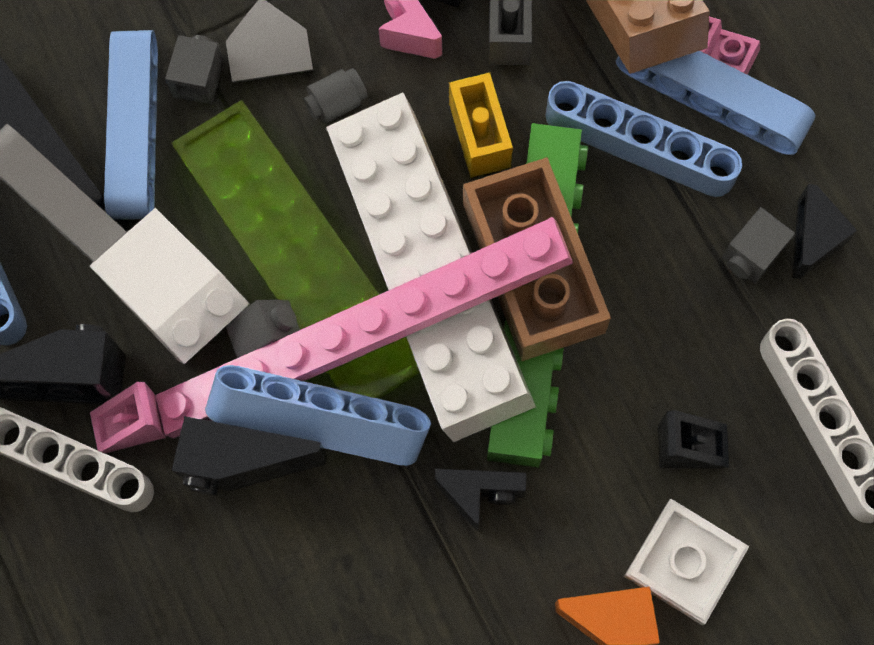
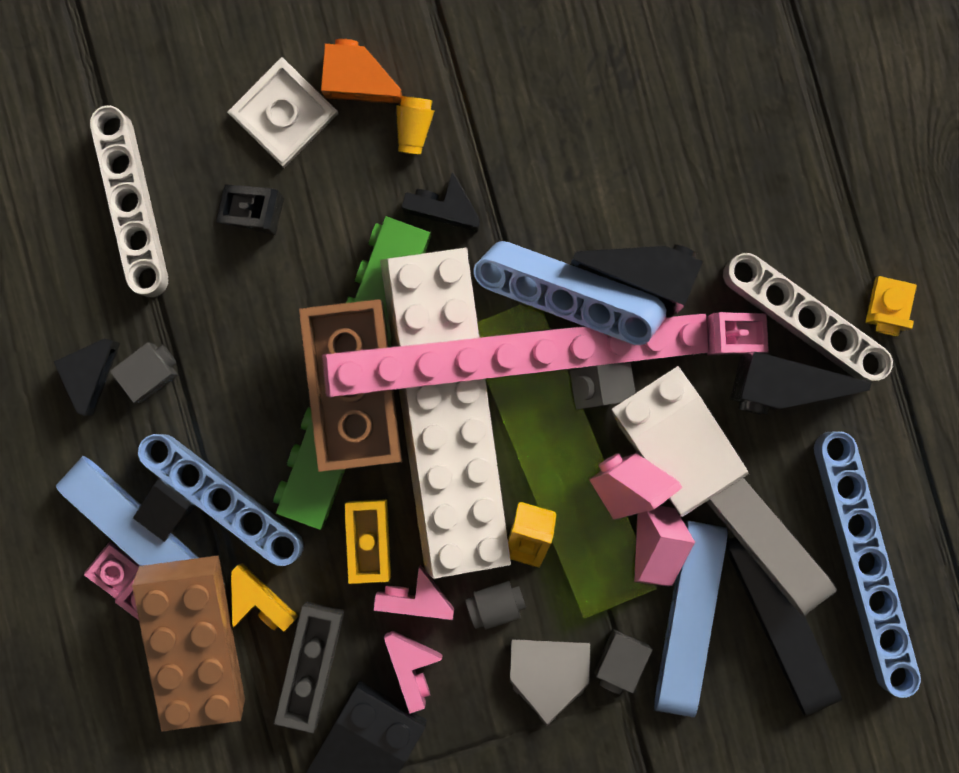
camera: 175 degrees left, 15 degrees up
(174, 185) = (661, 546): none -> bright pink slope
(209, 226) = (632, 485): none -> bright pink slope
(310, 169) = (531, 534): none -> yellow slope
(417, 80) = (427, 602): none -> bright pink slope
(535, 578) = (413, 123): none -> yellow cone
(582, 58) = (251, 592): none -> yellow slope
(697, 107) = (163, 510): none -> black slope

